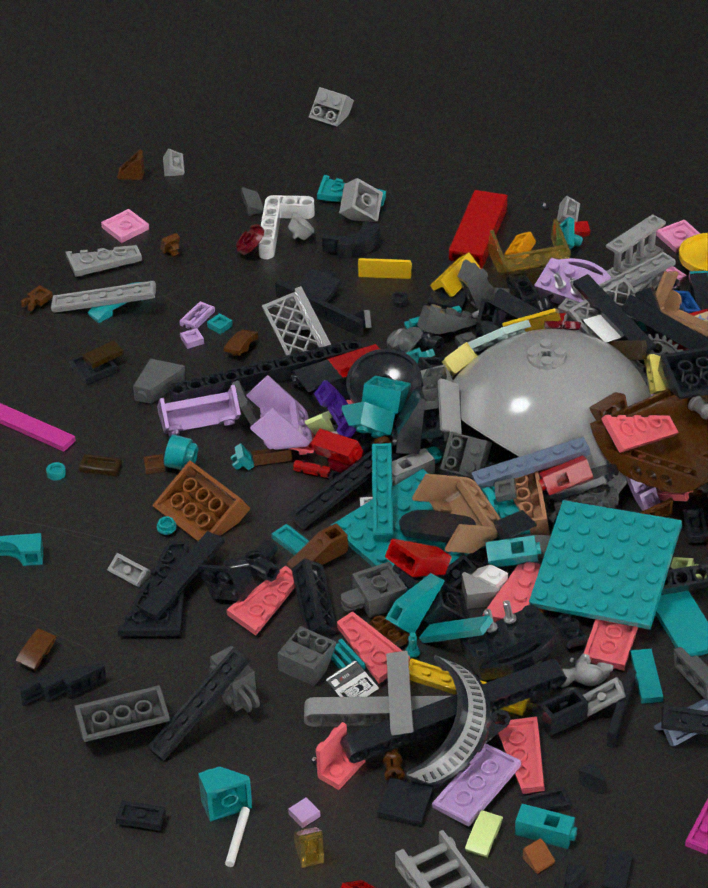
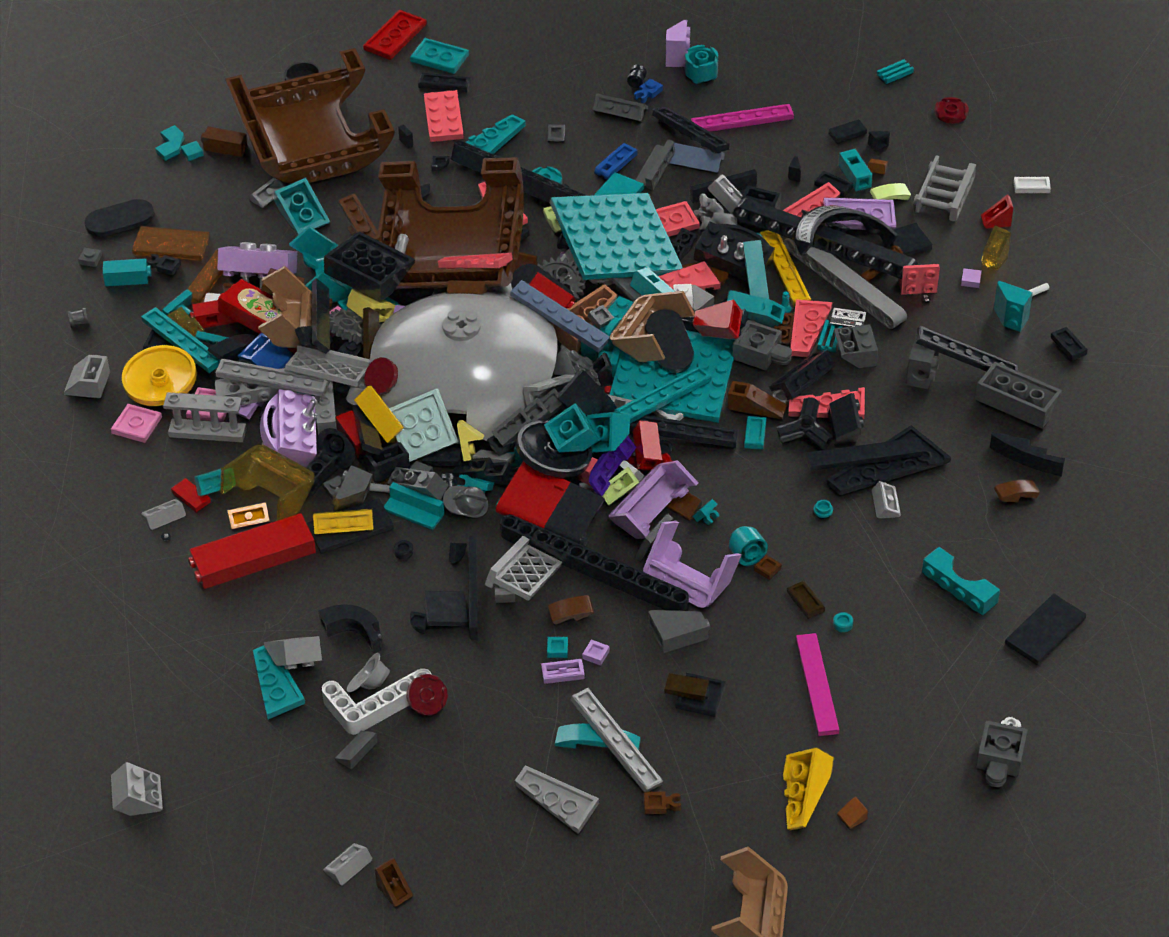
camera: 130 degrees left, 5 degrees up
(125, 225) = (486, 824): bright pink tile -> none
(170, 244) = (486, 757): reddish brown tile -> none
(200, 503) = (782, 500): dark orange slope -> none
(384, 268) = (371, 582): yellow panel -> none
(399, 693) = (843, 266): light grey tile -> none
(514, 524) = (634, 288): black slope -> none
(602, 328) = (356, 353): white sticker -> none
(611, 311) = (338, 352): black tile -> none
(646, 676) = (678, 193): teal tile -> none

